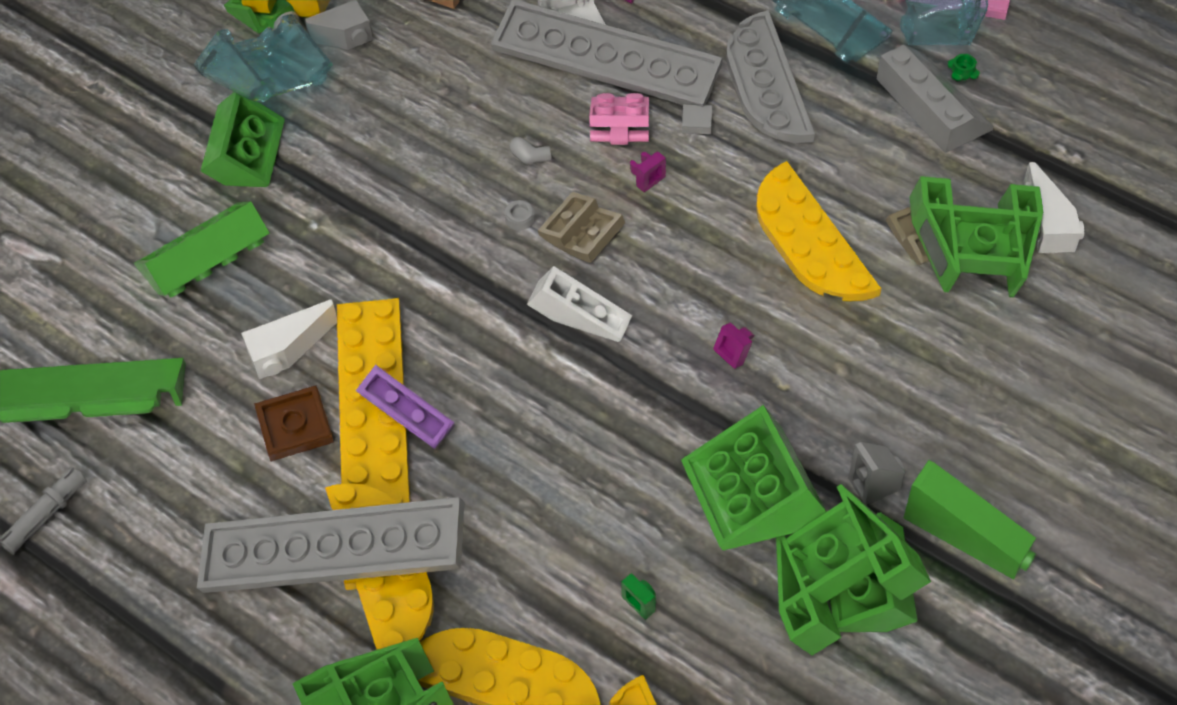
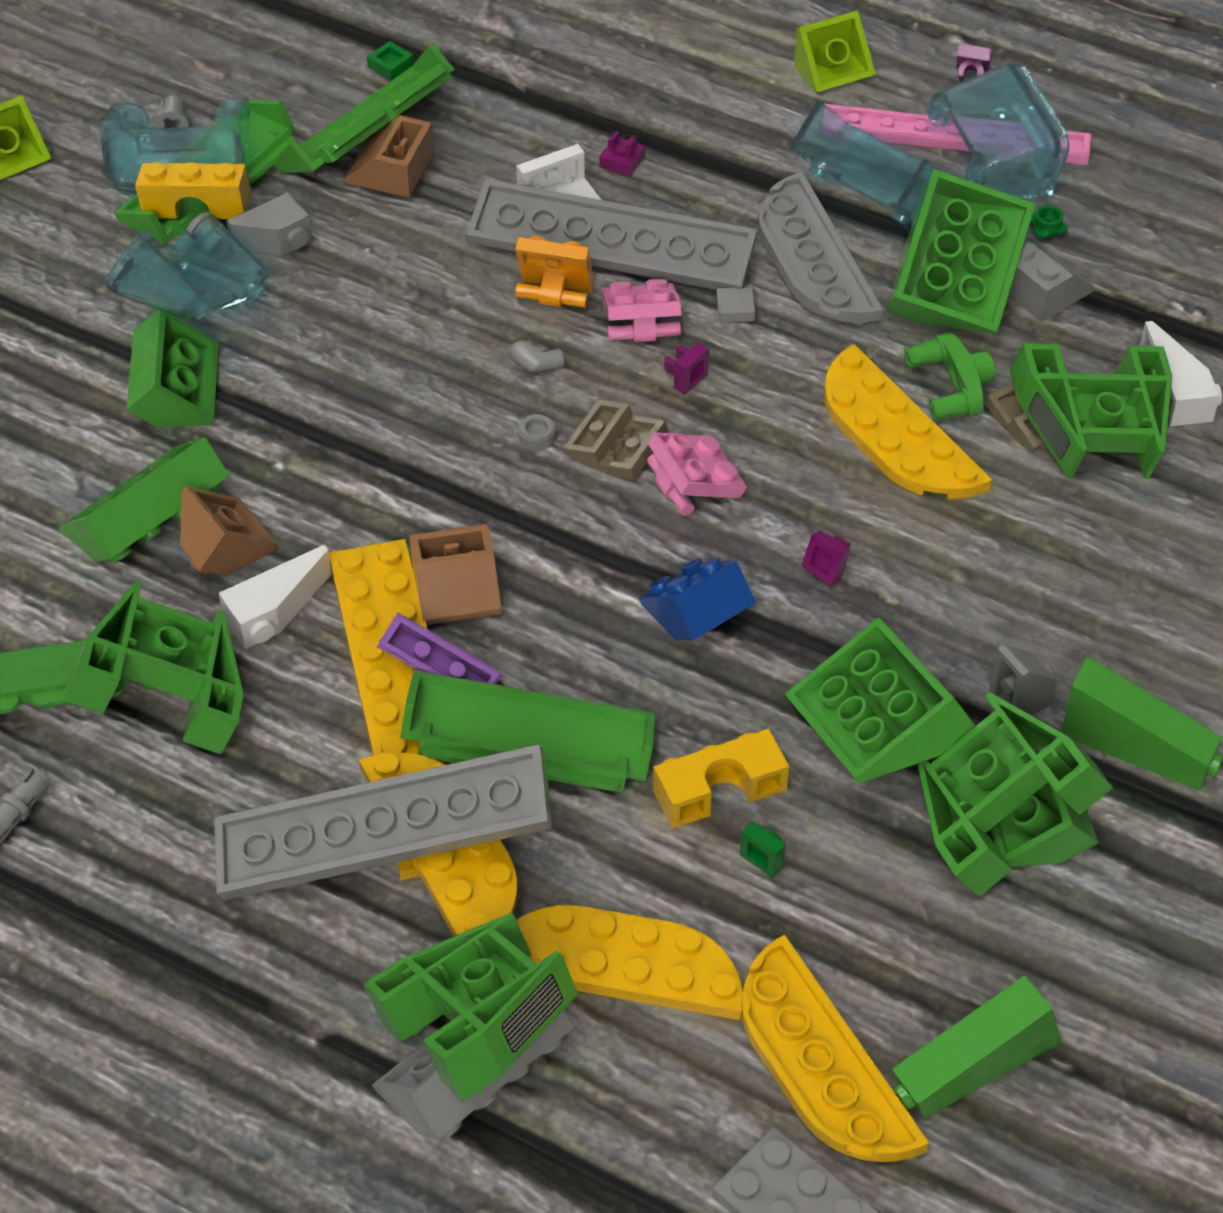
camera: 10 degrees left, 5 degrees down
(187, 382) = (166, 653): none -> bright green wedge
(255, 279) = (221, 532): none -> medium nougat slope
(293, 423) = (299, 695): reddish brown tile -> none
(430, 333) = (455, 574): none -> medium nougat slope
(490, 479) = (580, 738): none -> bright green slope
(556, 80) = (555, 269): none -> light orange plate
(577, 306) = (628, 529): white slope -> none
(622, 371) = (698, 597): none -> blue slope
(638, 258) = (692, 468): none -> bright pink plate
(639, 517) = (747, 762): none -> yellow arch
(874, 191) = (965, 370): none -> bright green connector
(883, 93) = (960, 255): none -> bright green slope

